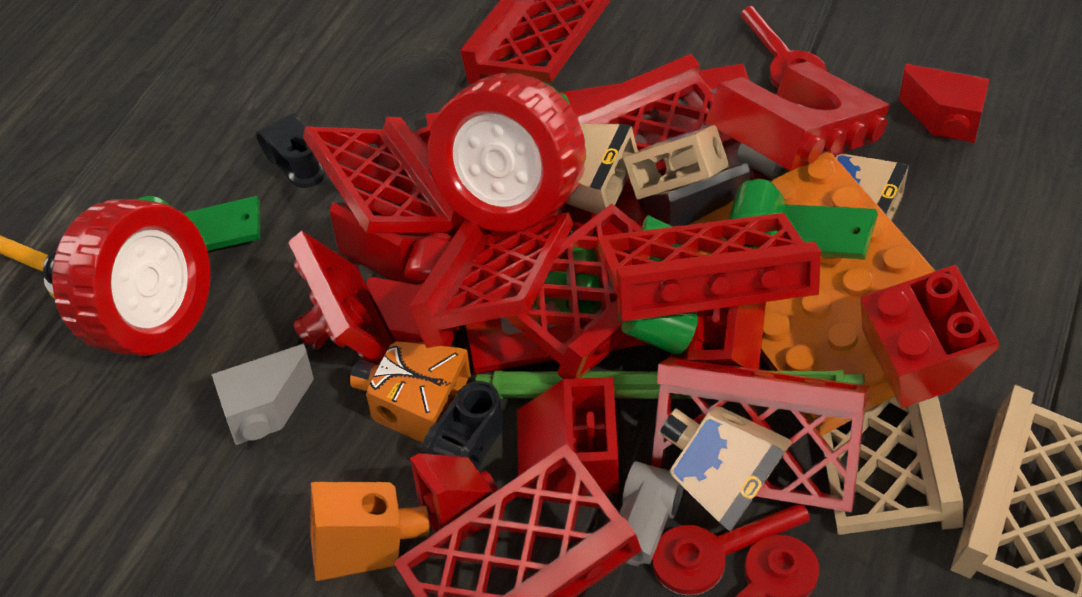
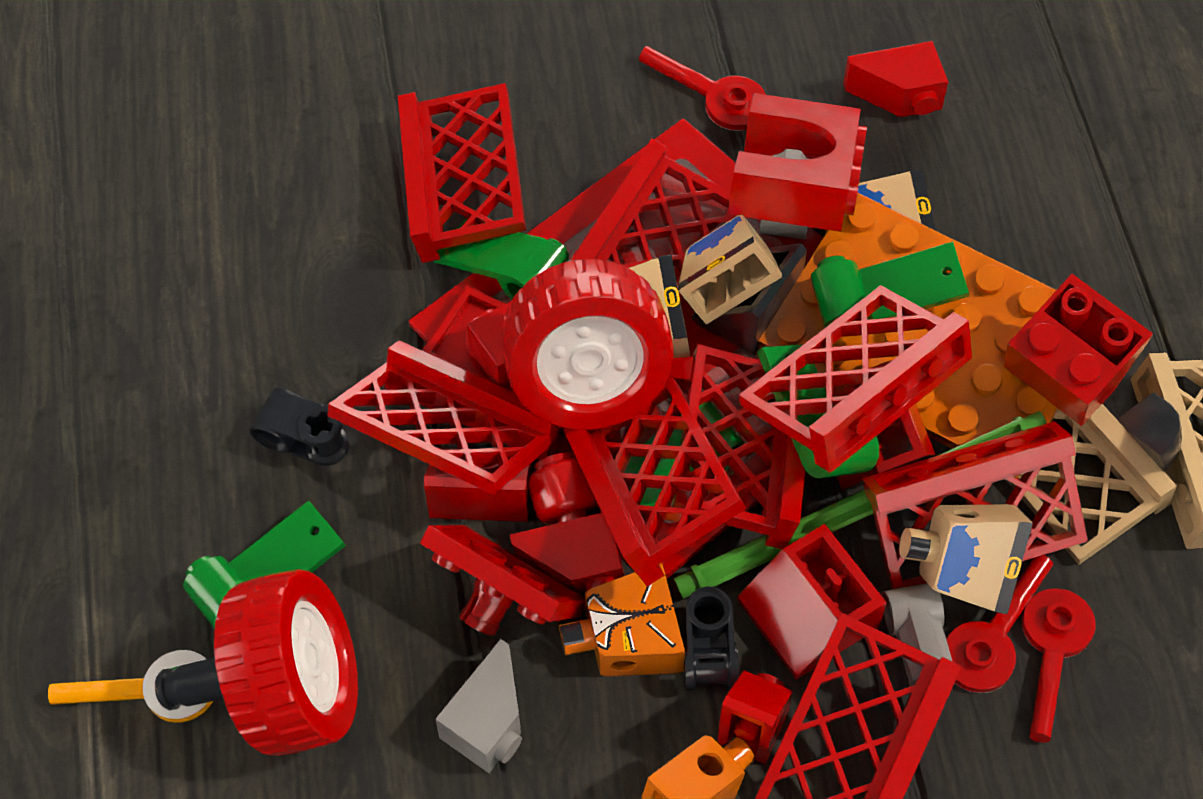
camera: 35 degrees left, 10 degrees up
(973, 448) = (1155, 428): none -> black brick

